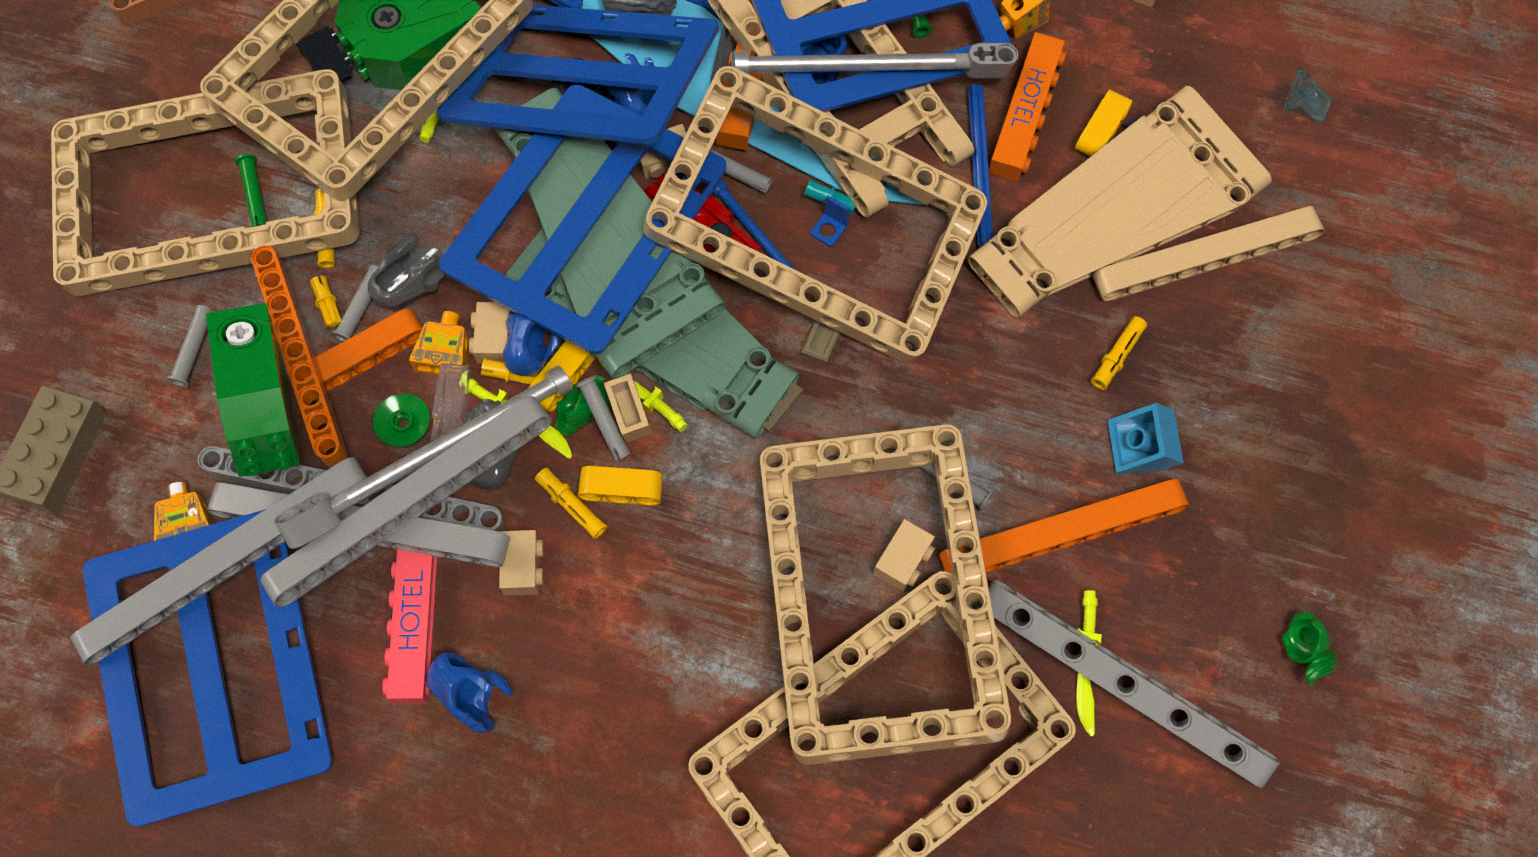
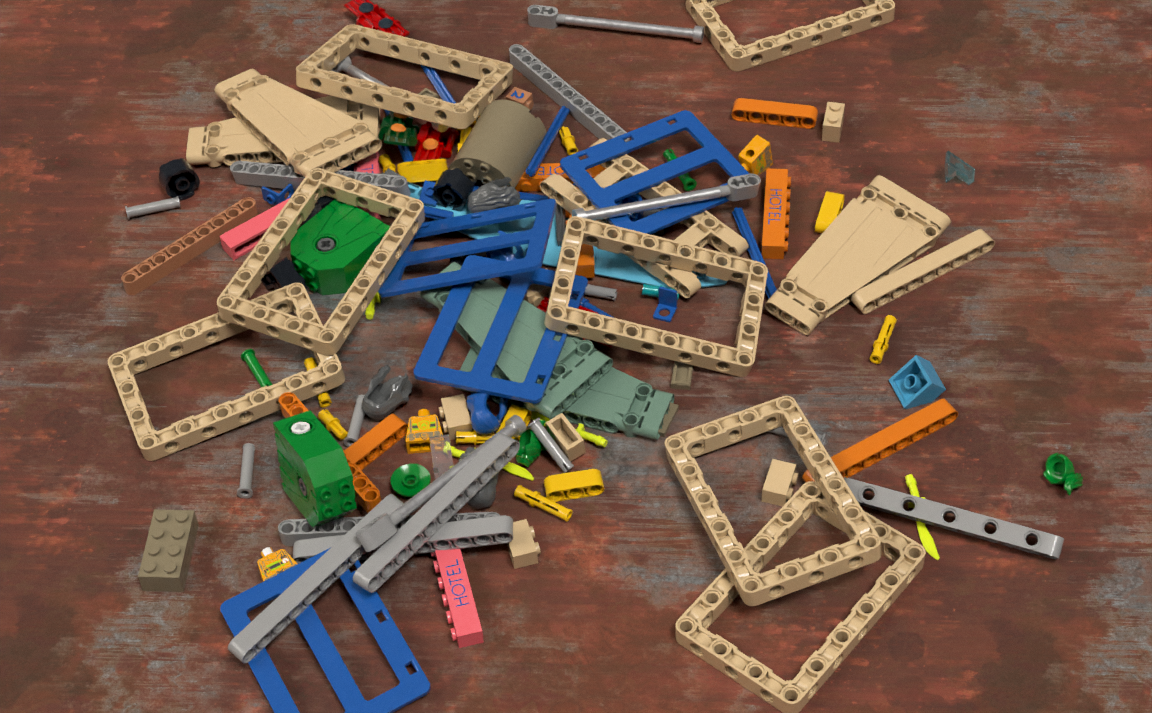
camera: 10 degrees left, 20 degrees down
(465, 690) = (507, 623): blue hair -> none

